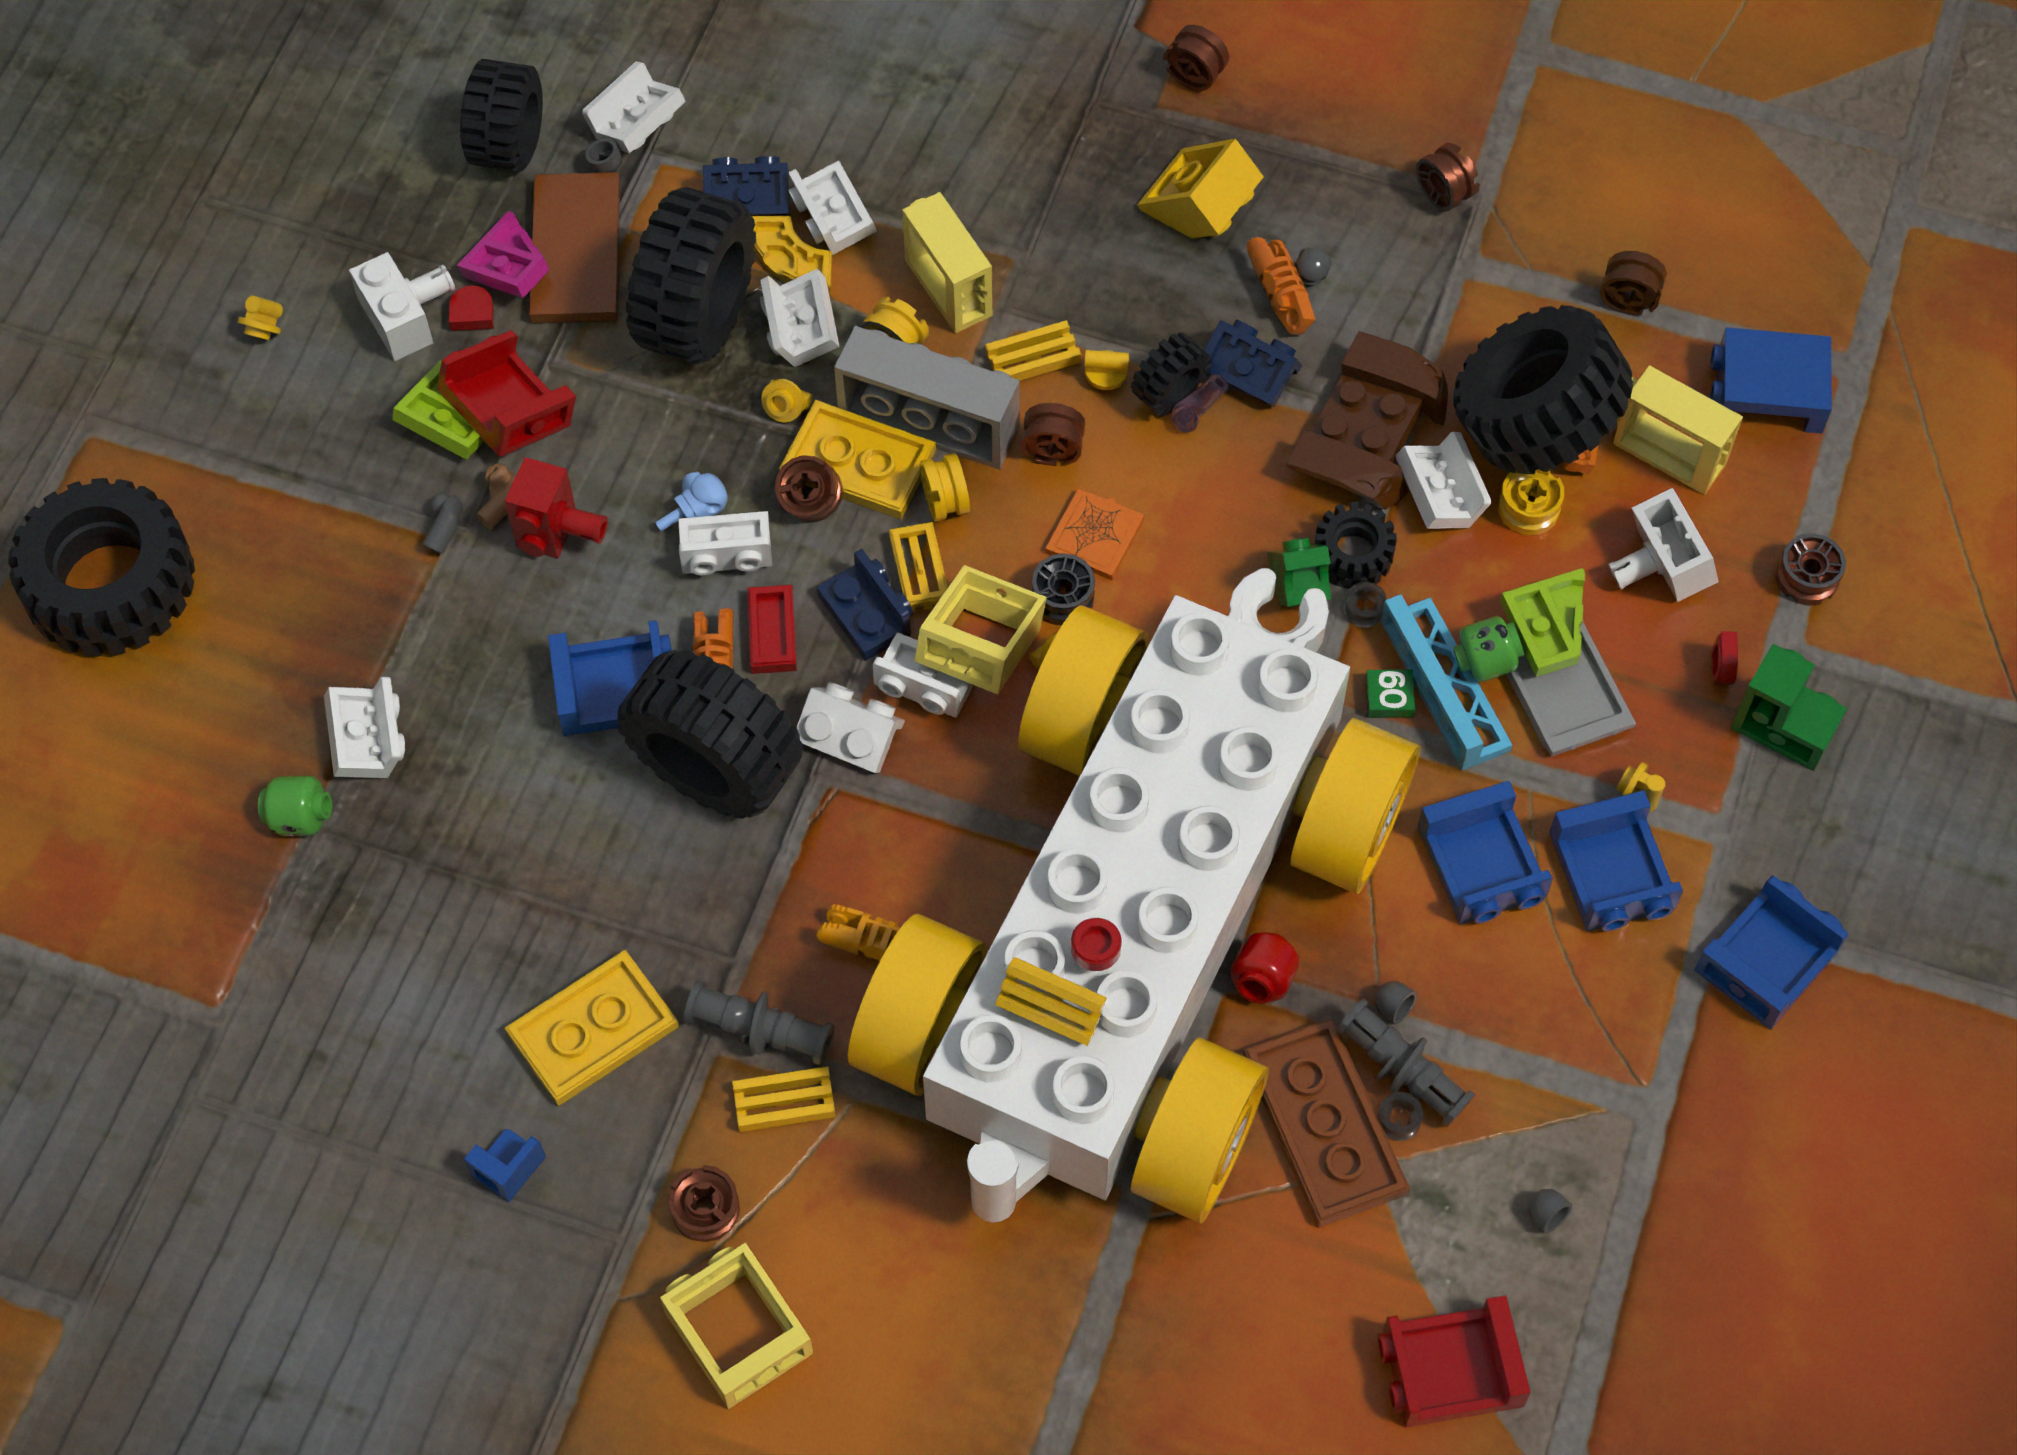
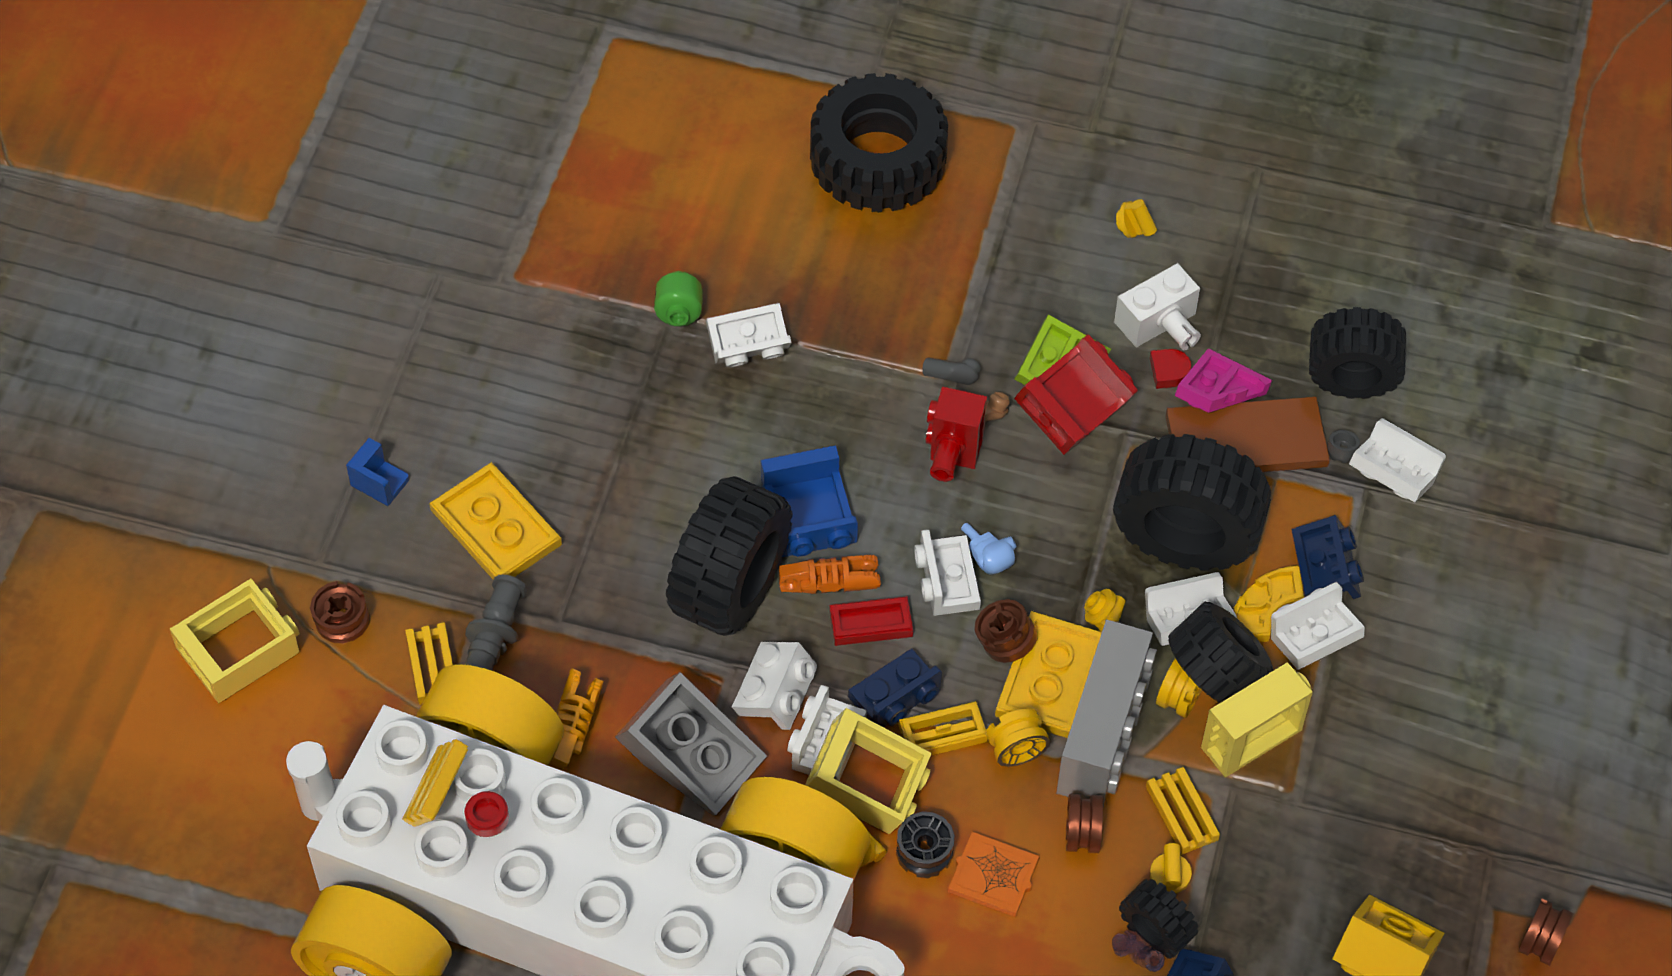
camera: 85 degrees right, 5 degrees down
(874, 279) = (1218, 652): none -> black tyre
(920, 815) = (691, 744): none -> light grey slope

